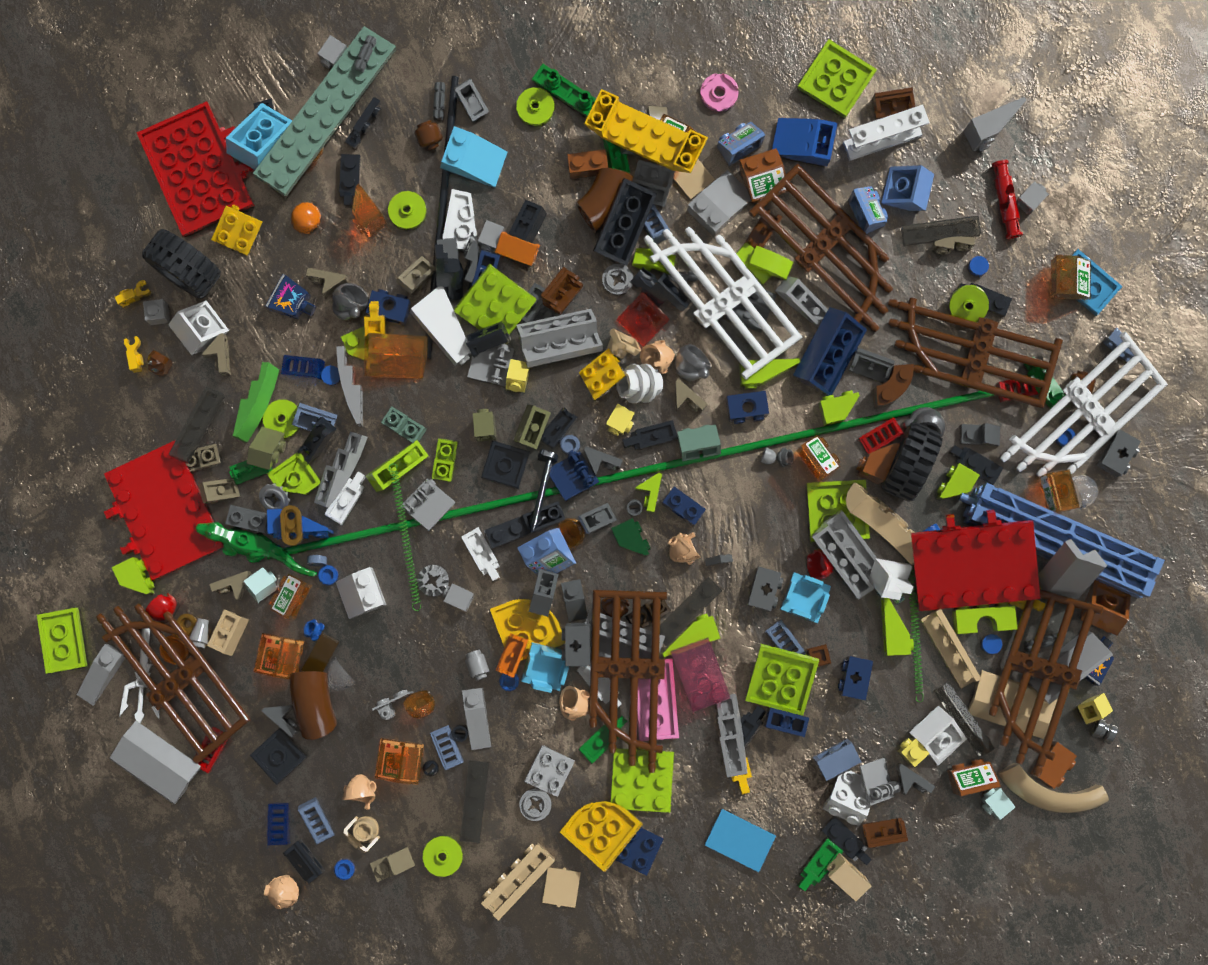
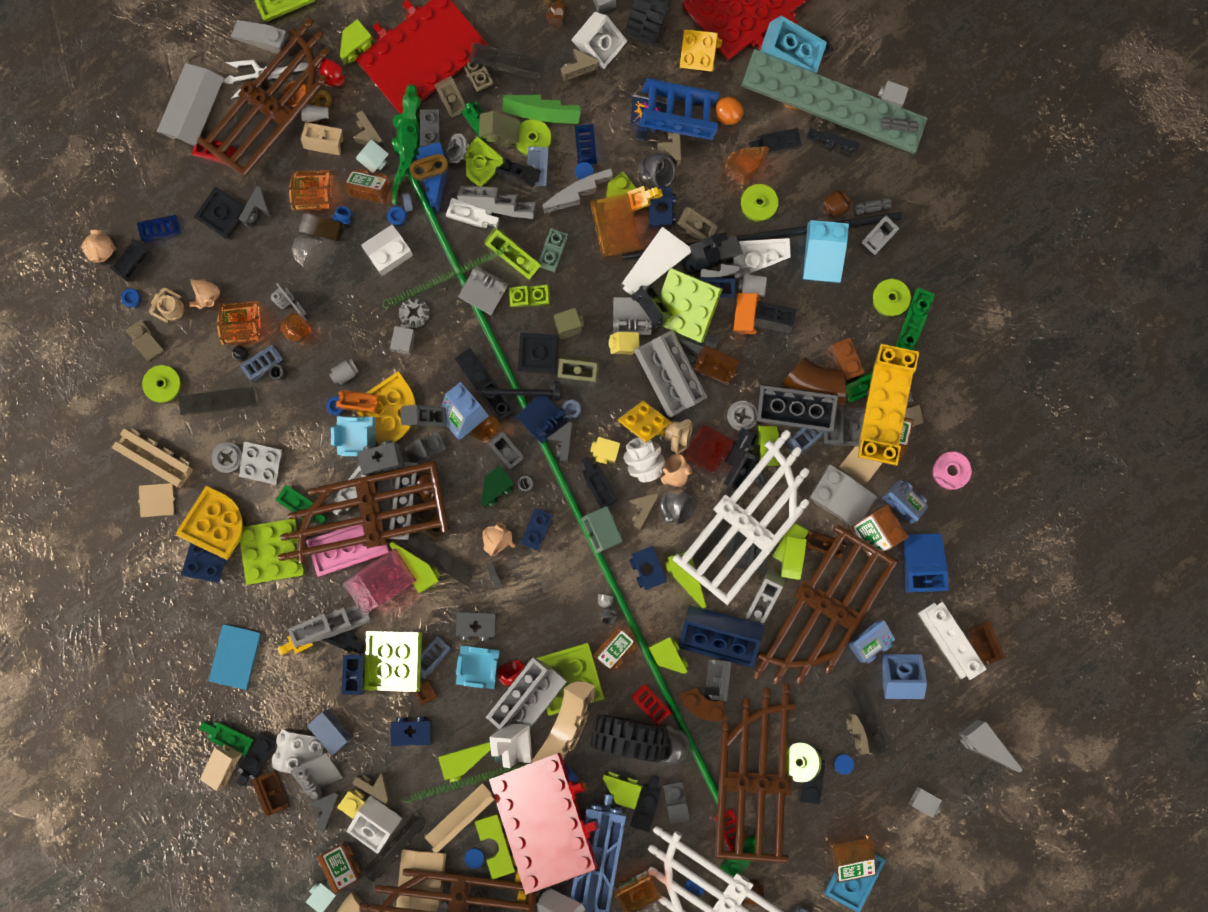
camera: 80 degrees right, 0 degrees up
(305, 275) = (676, 123): none -> blue fence
(312, 704) = (271, 230): reddish brown brick -> none
(318, 810) = (175, 246): sand blue slope -> none
(476, 718) = (295, 383): light grey slope -> none
(481, 553) = (451, 348): white hinge -> none
(558, 428) = (584, 394): black hinge -> none
(574, 703) = (327, 470): light nougat helmet -> none
(650, 486) = (550, 495): lime slope -> none
(837, 78) = (996, 582): lime plate -> none
(877, 464) = (621, 706): dark orange slope -> none
(904, 723) = (378, 790): none -> dark tan slope
(1006, 196) = (914, 779): red piece -> none

